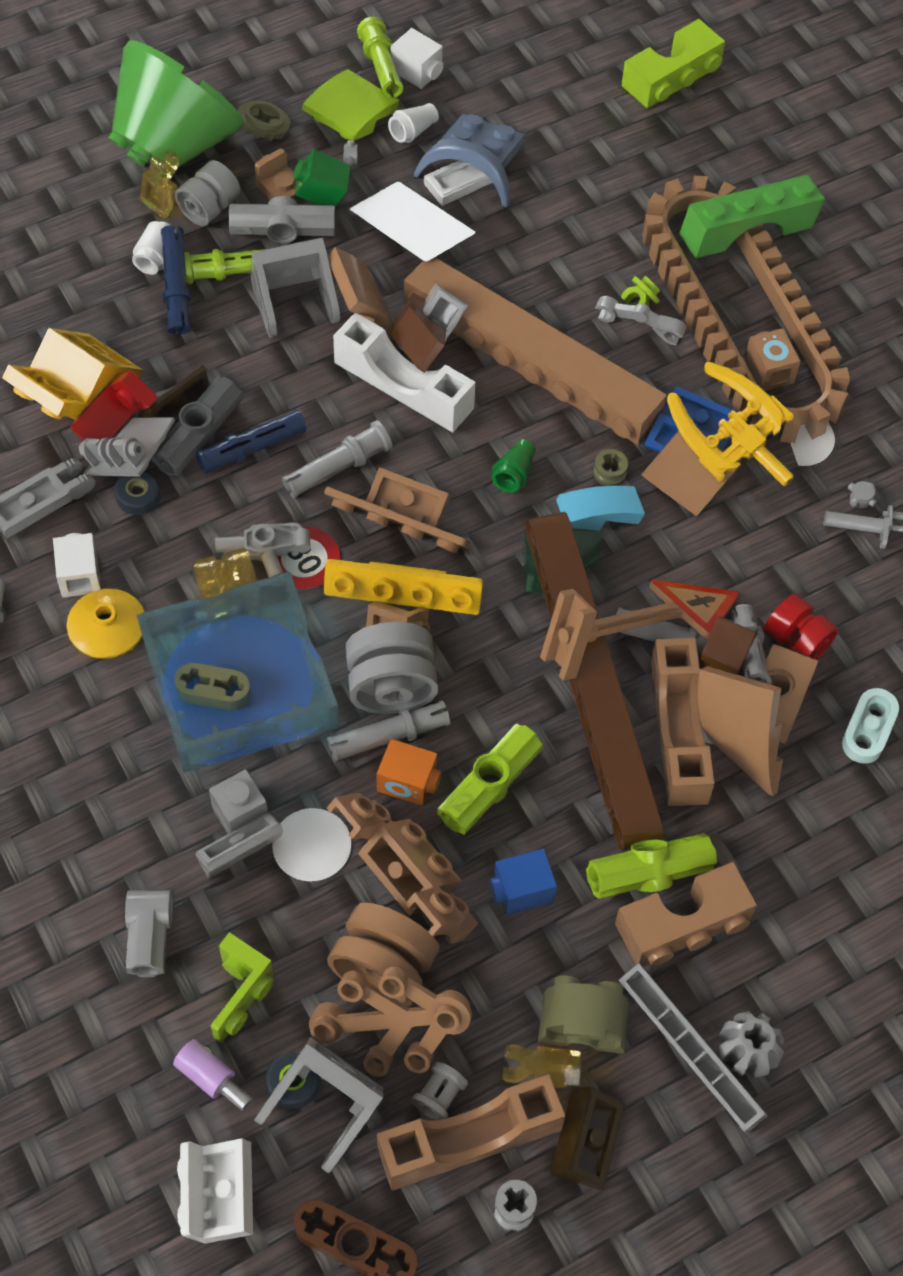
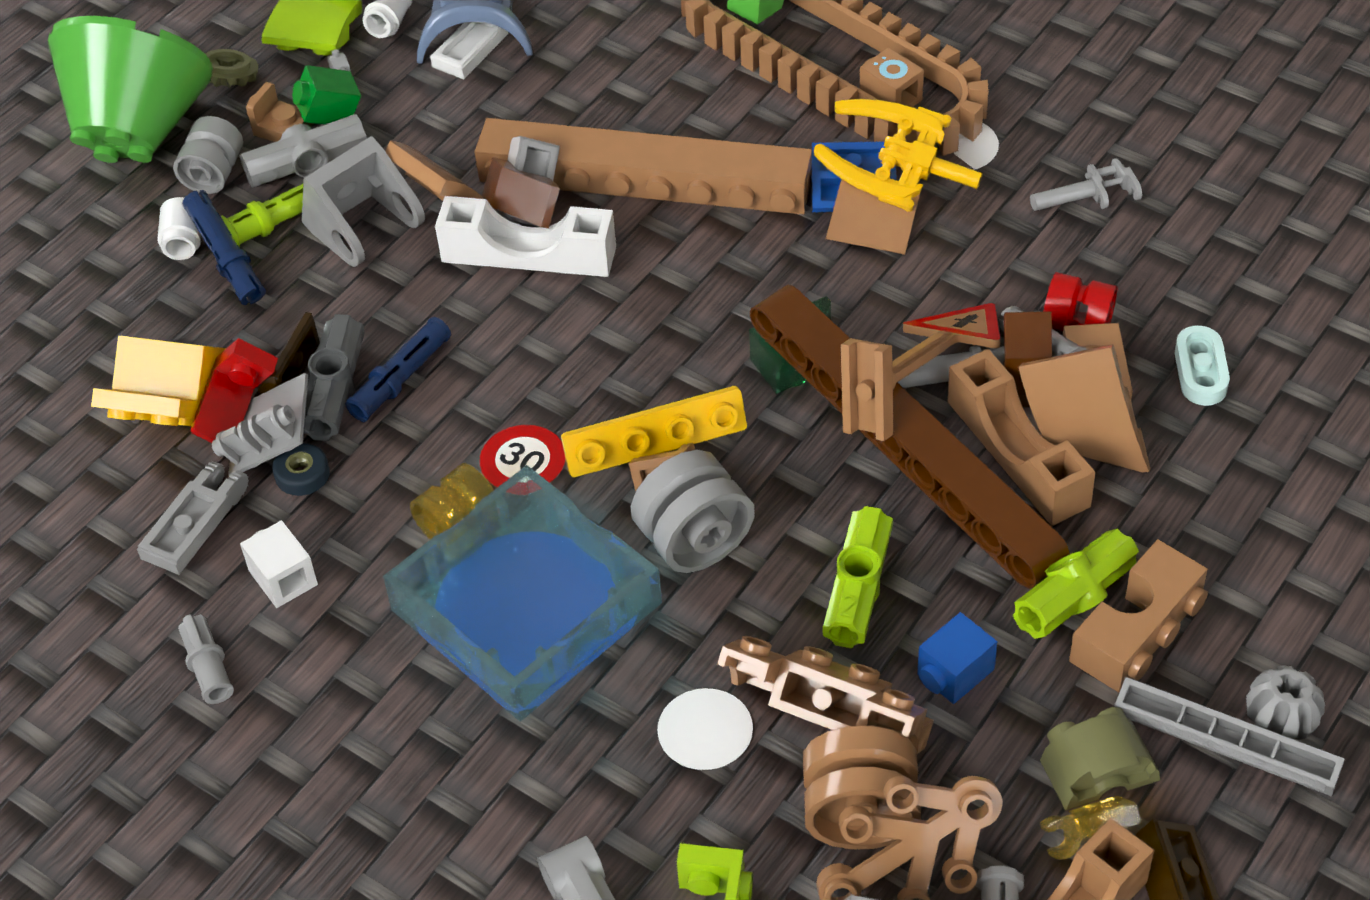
camera: 20 degrees left, 10 degrees down
(105, 637) = (346, 625): yellow dish -> none
(157, 188) = (150, 171): clear yellow plate -> none
(212, 686) = (505, 617): olive beam -> none
(237, 801) = (607, 719): light grey brick -> none
(239, 844) = (631, 757): light grey slope -> none
(268, 542) = (482, 452): light grey piece -> none
(351, 452) = (515, 335): light grey pin -> none
(375, 735) = (735, 567): light grey pin -> none
(404, 502) = (603, 359): medium nougat bracket -> none
(408, 772) = (769, 607): orange brick -> none
(412, 221) = (445, 99): white sticker -> none
(513, 468) = (694, 281): green cone -> none
(593, 506) = (811, 275): medium azure slope -> none
(611, 457) = (793, 253): olive bush -> none
(644, 289) = (723, 70): lime plate -> none
(666, 327) = (761, 95): light grey piece -> none
(862, 494) = (1055, 168): light grey piece -> none

